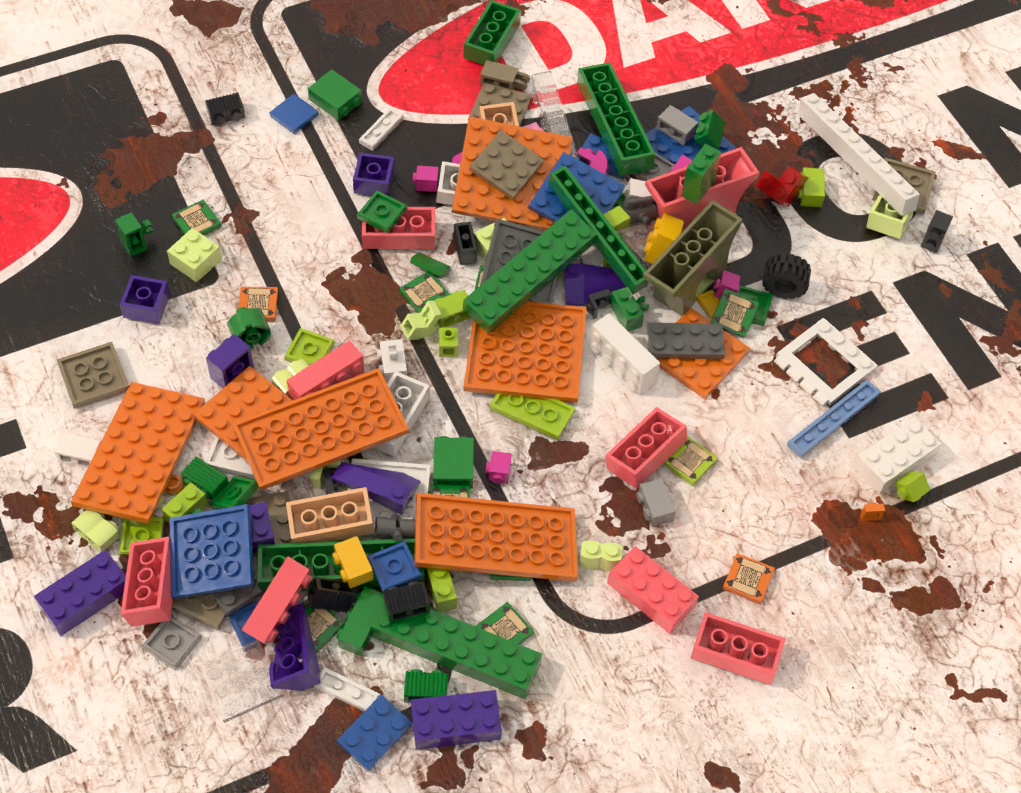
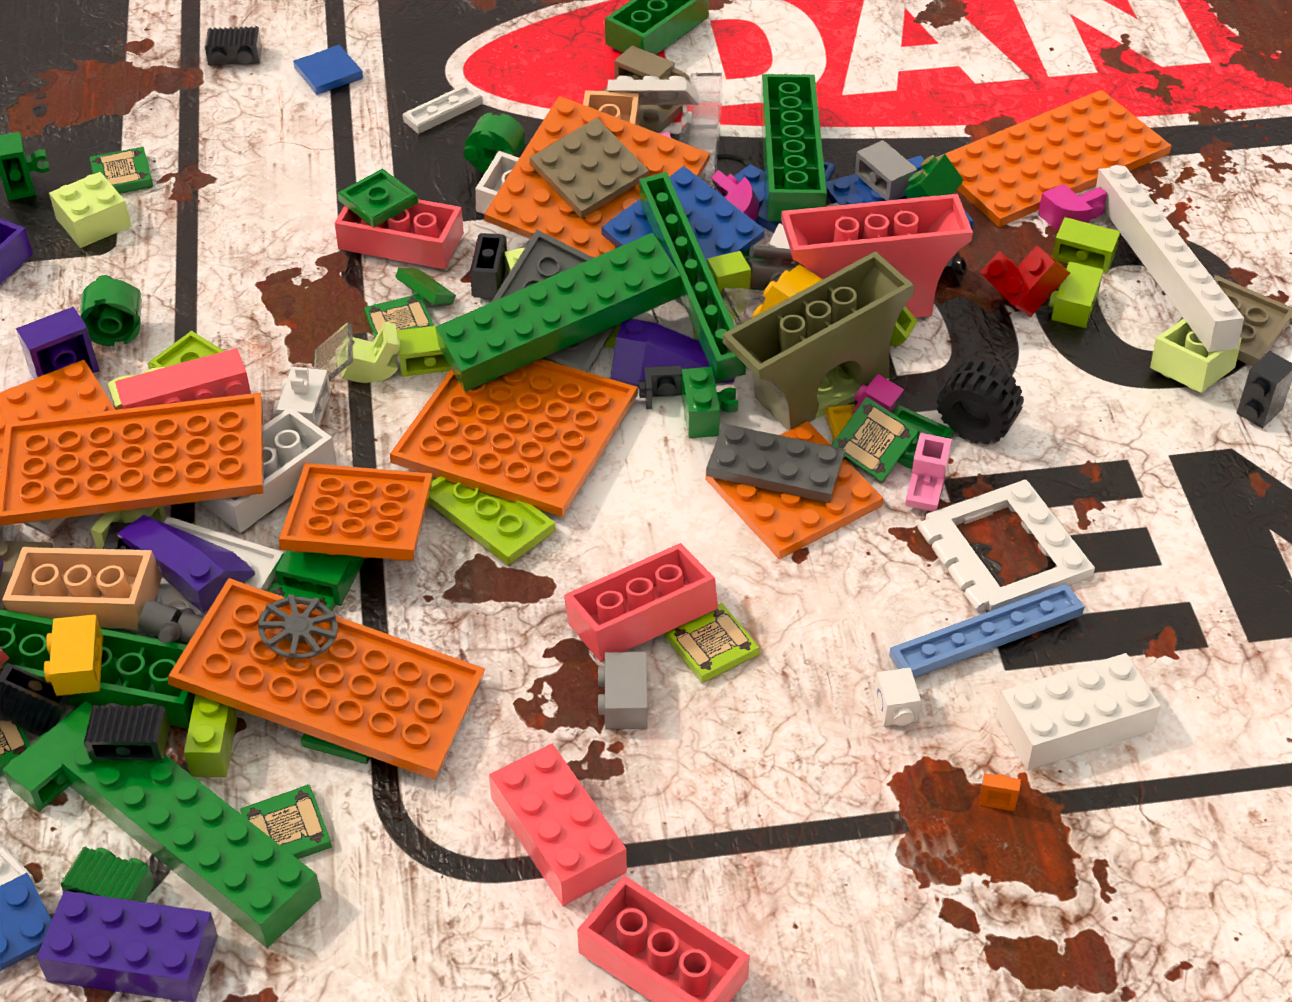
camera: 20 degrees right, 10 degrees down
(260, 298) = (157, 286): tile -> none
(335, 94) = (395, 55): green brick -> none
(373, 174) = (400, 152): dark purple brick -> none
(394, 566) = (139, 676): blue tile -> none
(399, 325) = (335, 352): none -> clear piece
(426, 178) = (468, 173): dark pink brick -> none
(432, 151) = (492, 135): none -> green brick
(448, 342) = (400, 391): lime brick -> none
(466, 430) = (357, 512): none -> orange plate
(470, 512) = (297, 627): none -> dark grey wheel
(499, 467) = (393, 582): dark pink brick -> none
(520, 96) = (657, 92): none -> white plate
(598, 555) = (488, 748): yellowish green brick -> none
(624, 354) = (664, 460): white brick -> none
(701, 173) = (865, 206): green brick -> none
(748, 578) = (736, 848): tile -> none
(765, 89) = (1060, 147): none -> orange plate
(770, 327) = (928, 472): none -> bright pink brick
(789, 129) = (1063, 203): none -> dark pink brick
(801, 470) = (897, 697): none -> white brick
(806, 151) = (1086, 244): none -> lime brick
(912, 486) = (1086, 766): lime brick -> none

